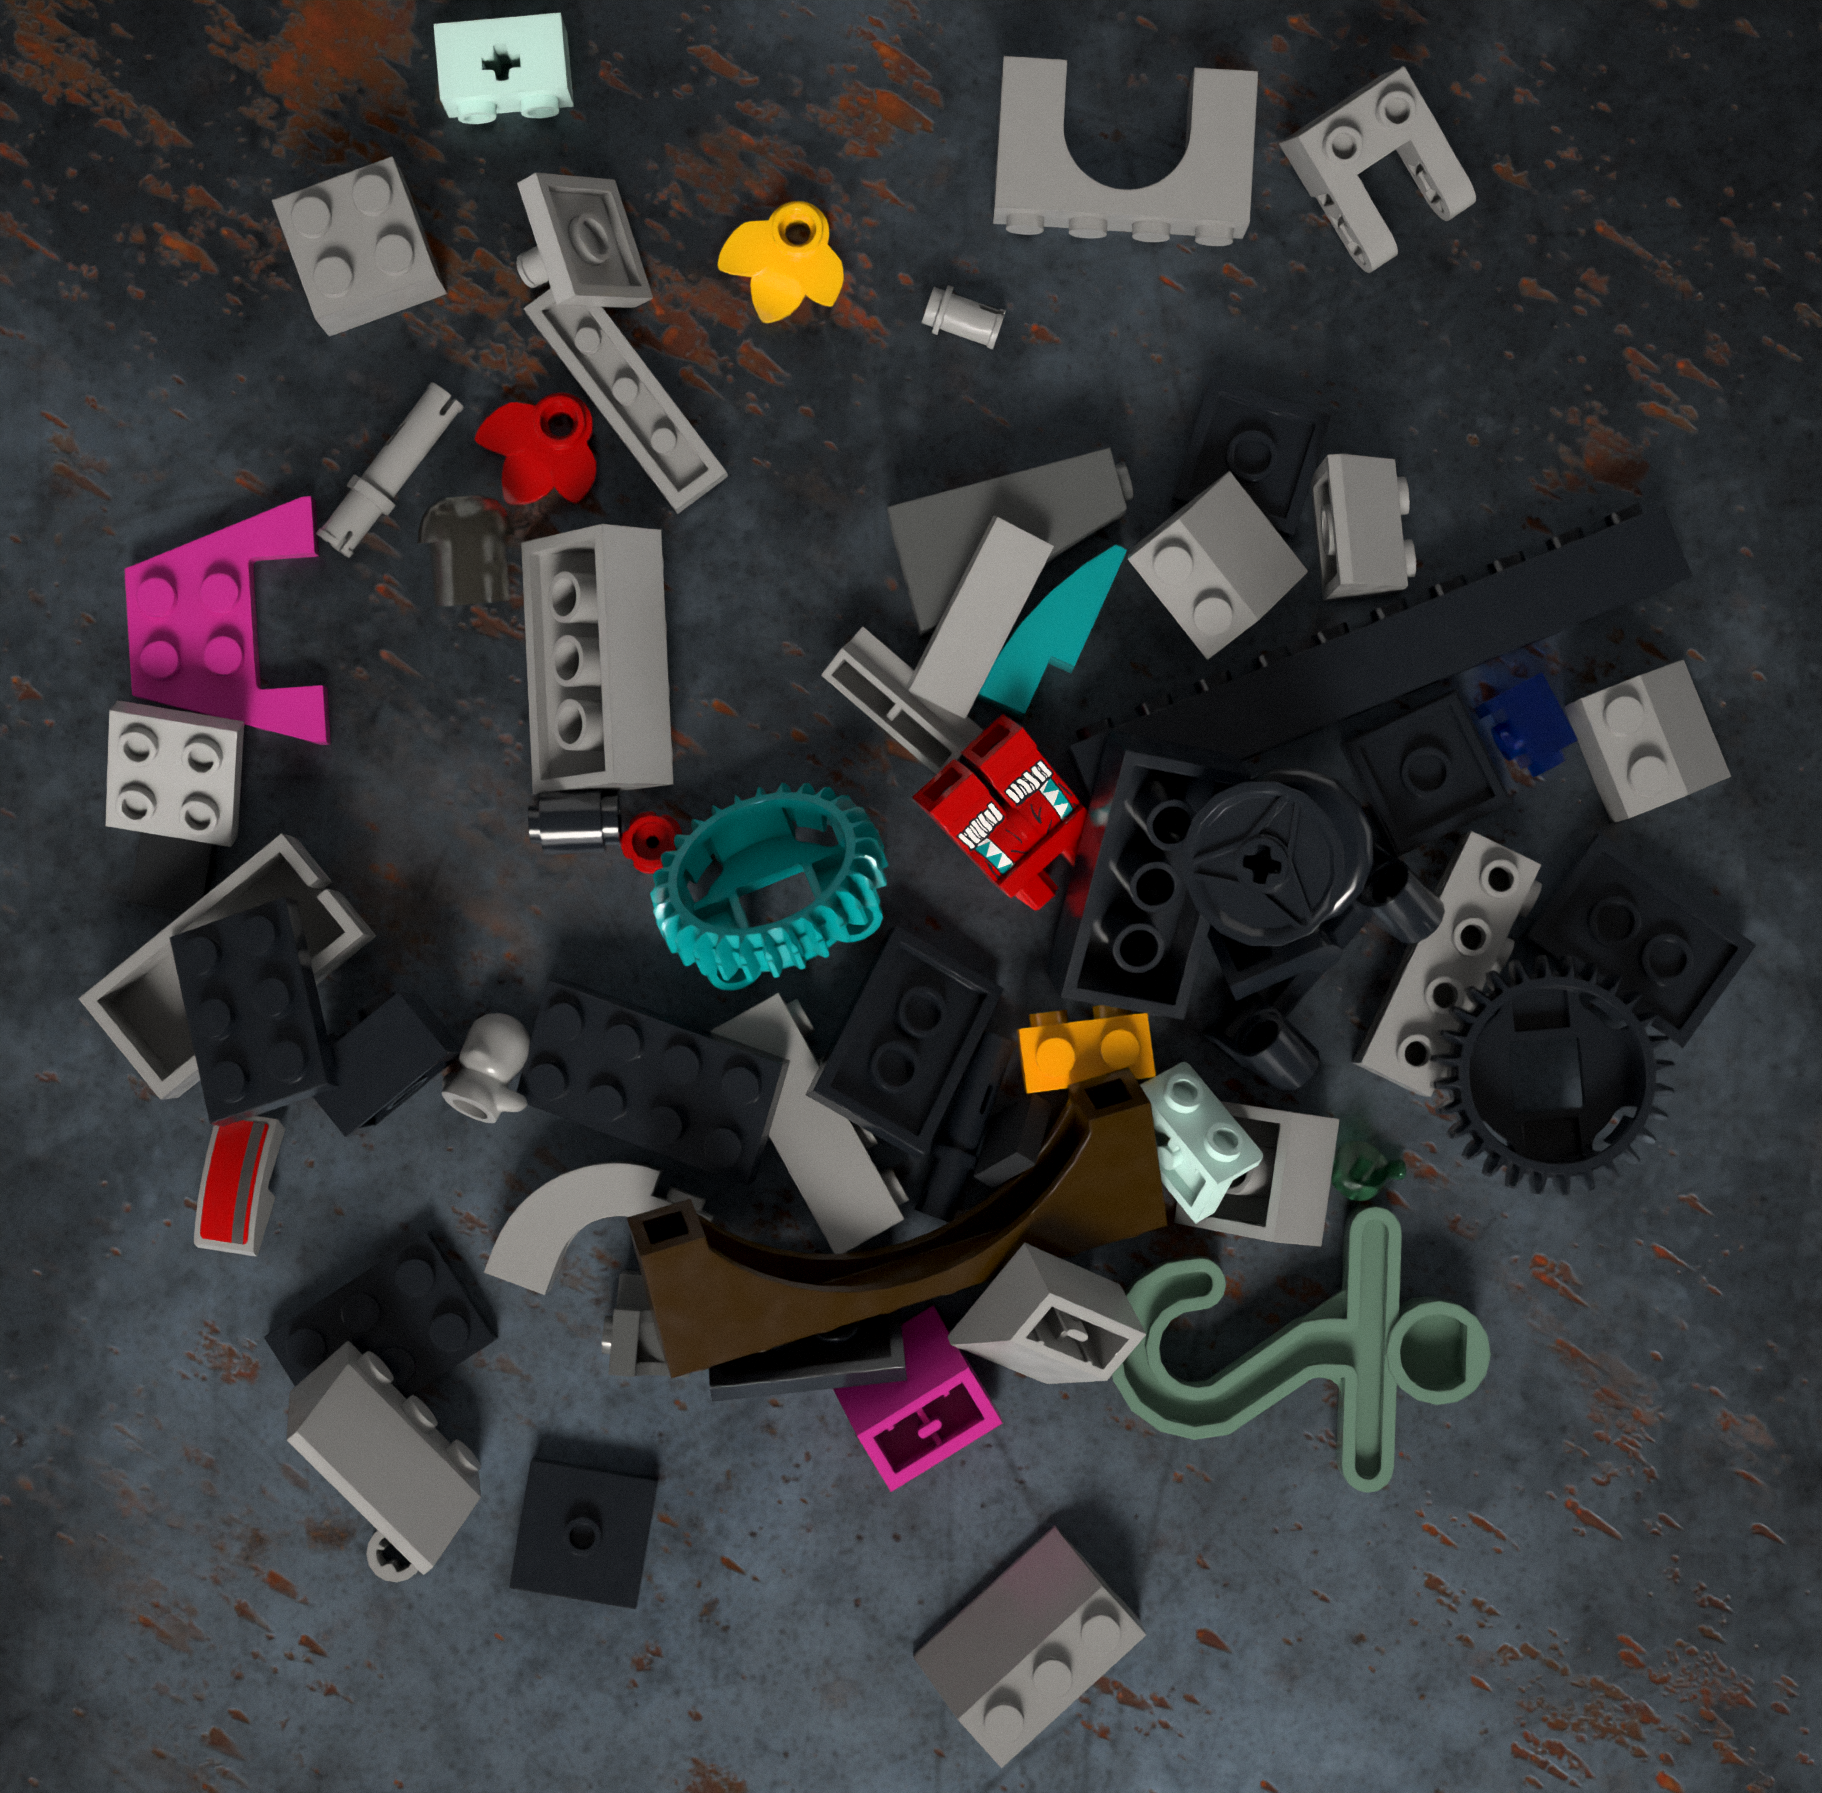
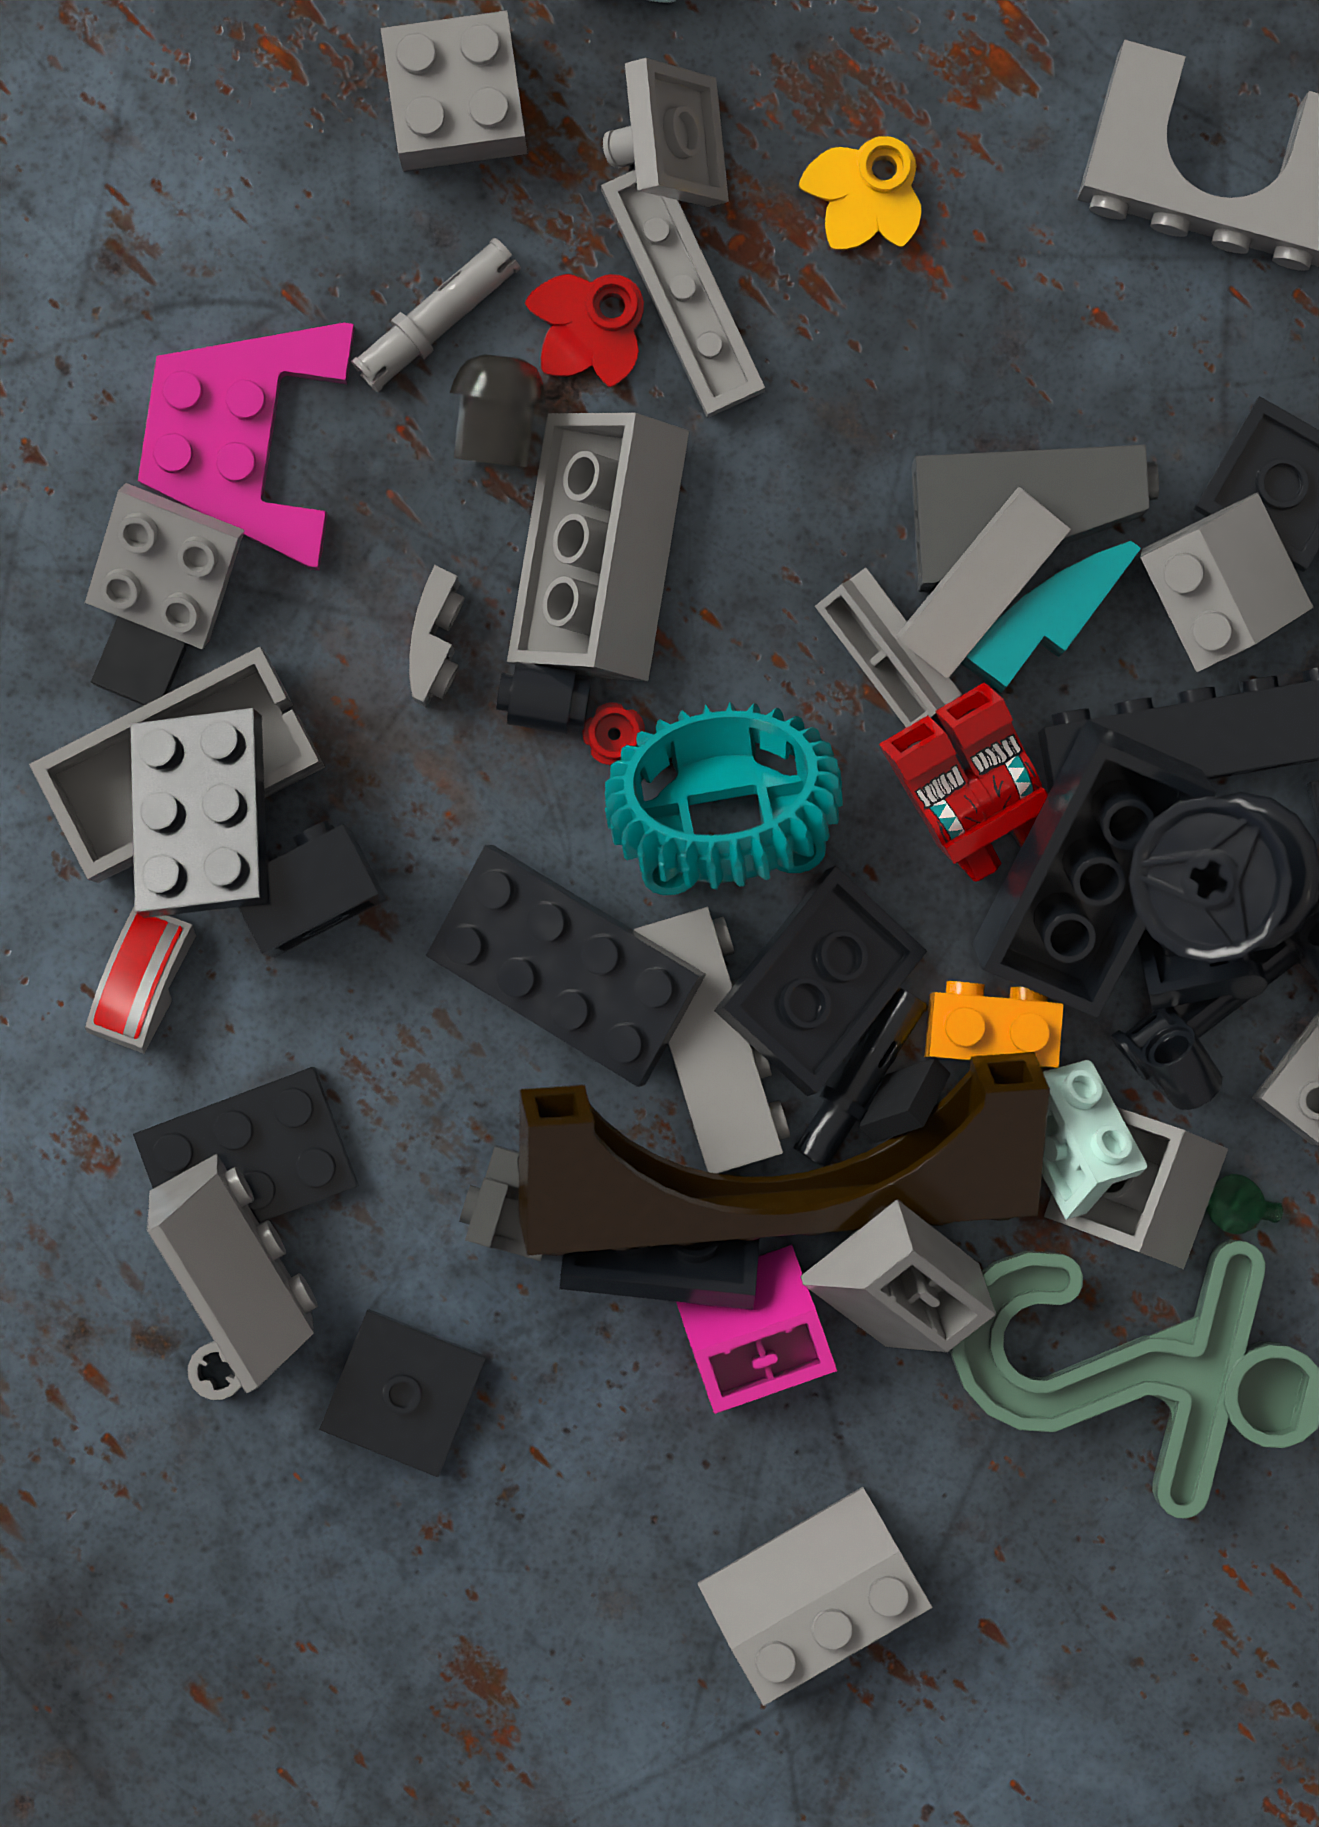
camera: 15 degrees right, 0 degrees up
(455, 808) = (430, 657): none -> light grey slope
(489, 1061) = (410, 912): light grey animal -> none
(549, 1219) = (441, 1075): light grey arch -> none
(963, 317) = (1028, 285): light grey pin -> none

